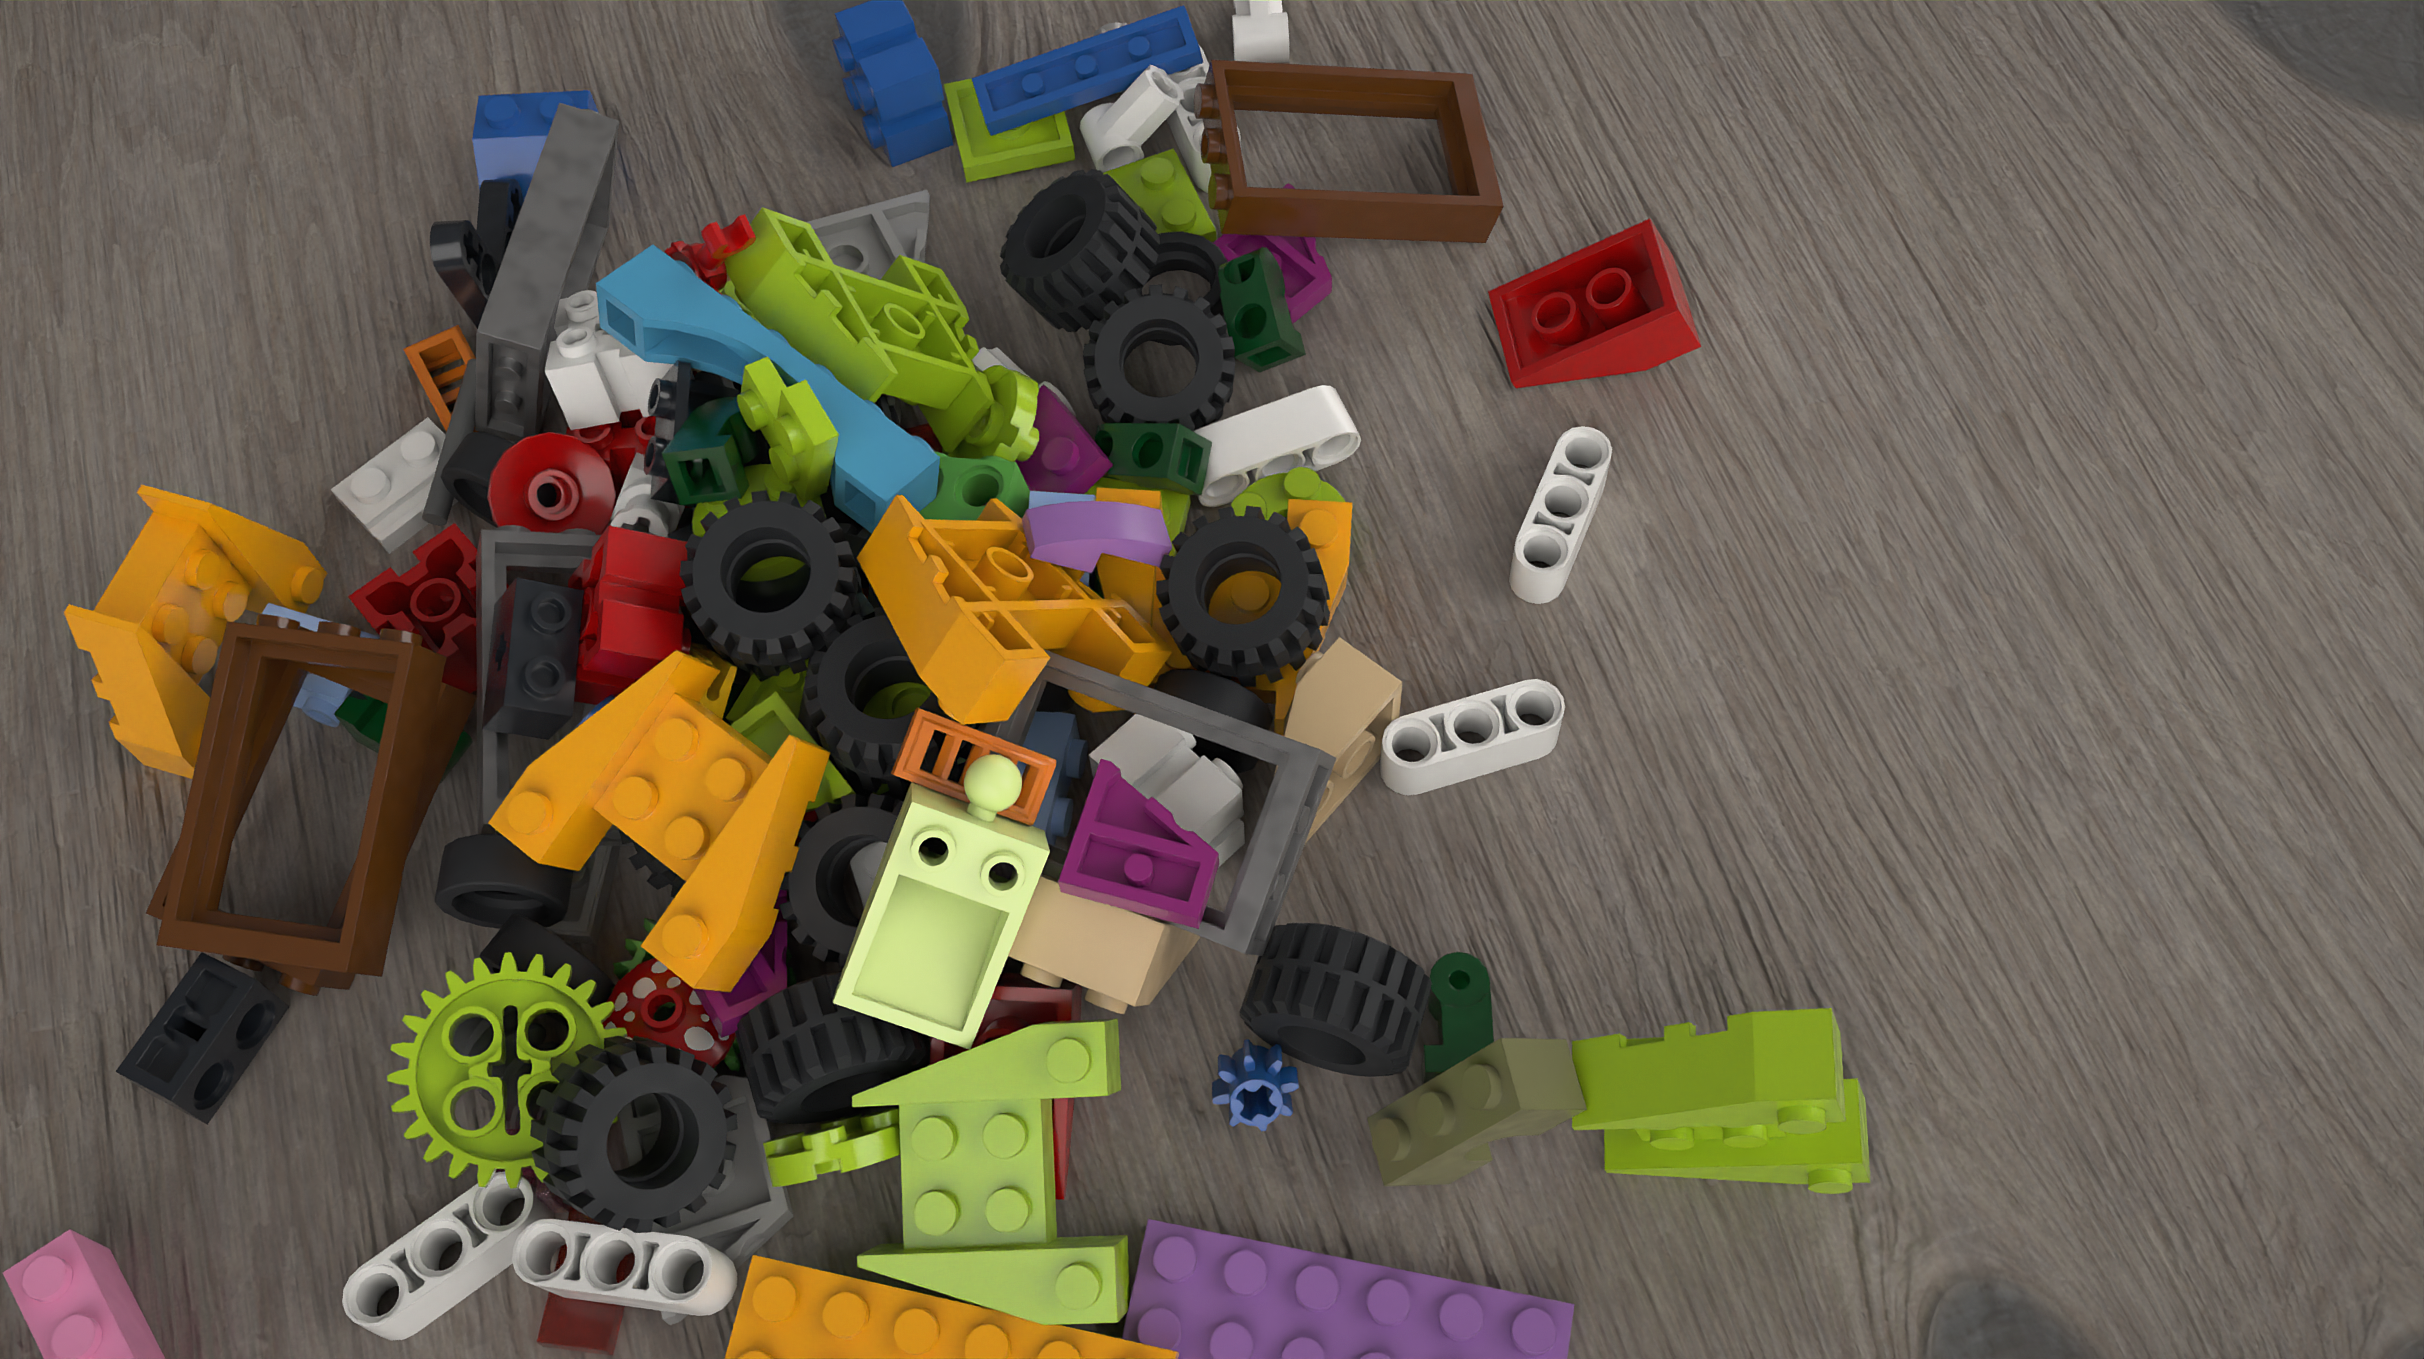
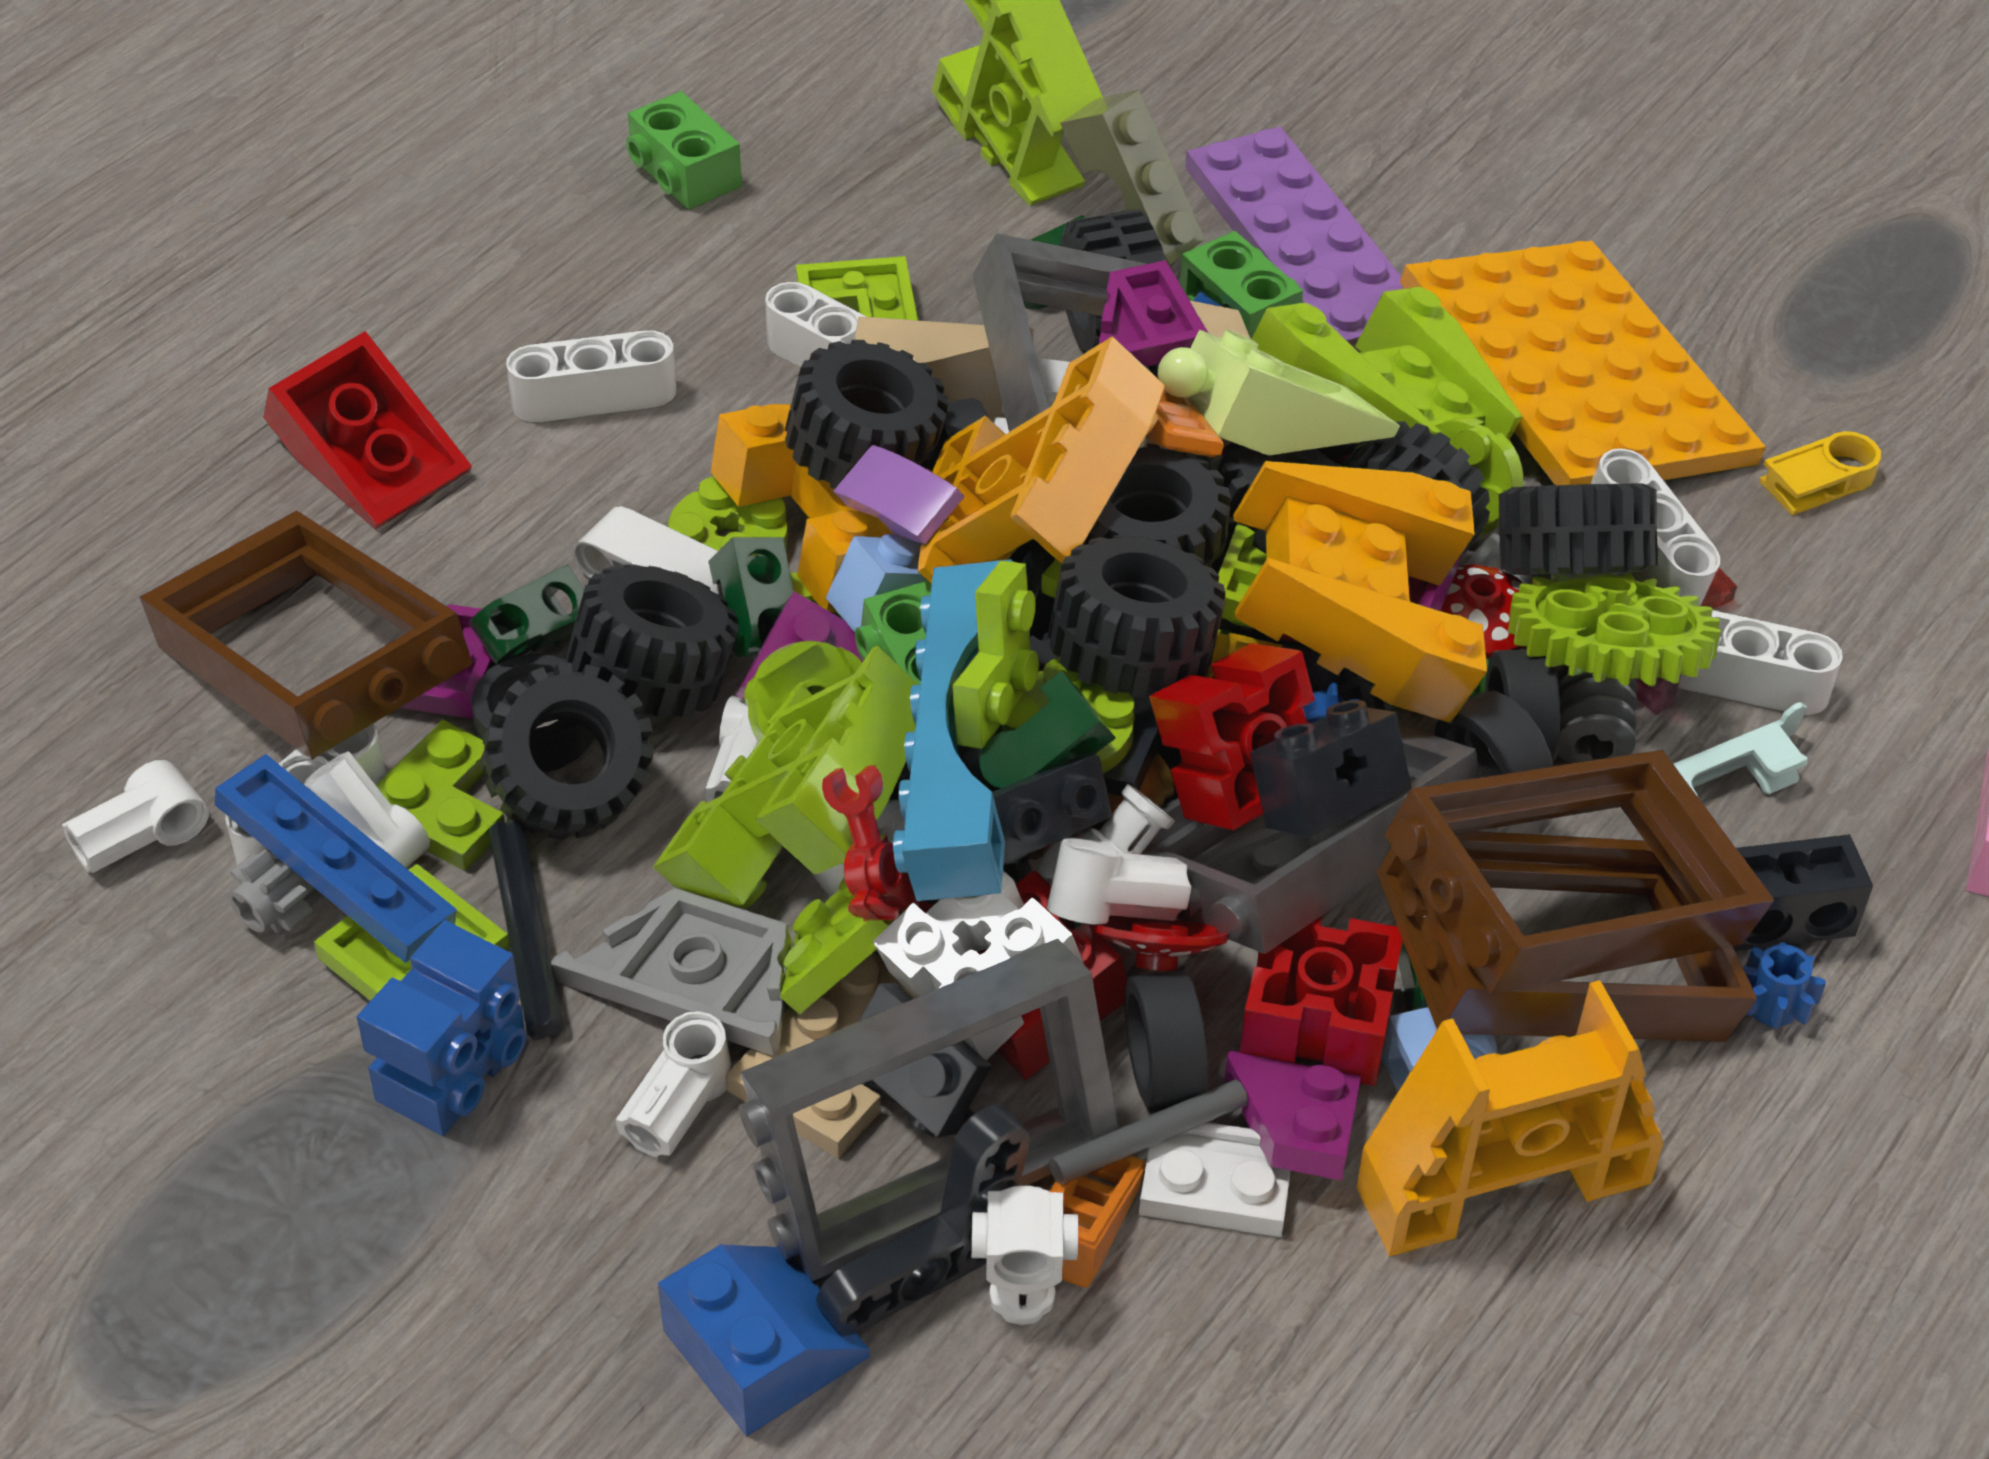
camera: 130 degrees left, 15 degrees down
(152, 972) = (1782, 985): none -> blue gear
(360, 1182) = (1764, 751): none -> light aqua piece
(371, 536) = (1297, 1112): none -> magenta wing
(414, 288) = (1024, 1249): none -> white connector
(594, 481) = (1103, 881): none -> white piece
(746, 187) = (677, 1085): none -> white piece
(950, 188) = (525, 930): none -> black axle
(1285, 1155) = (1237, 278): none -> bright green brick
(1530, 826) = (866, 285): none -> lime plate
(1886, 785) = (684, 150): none -> bright green brick

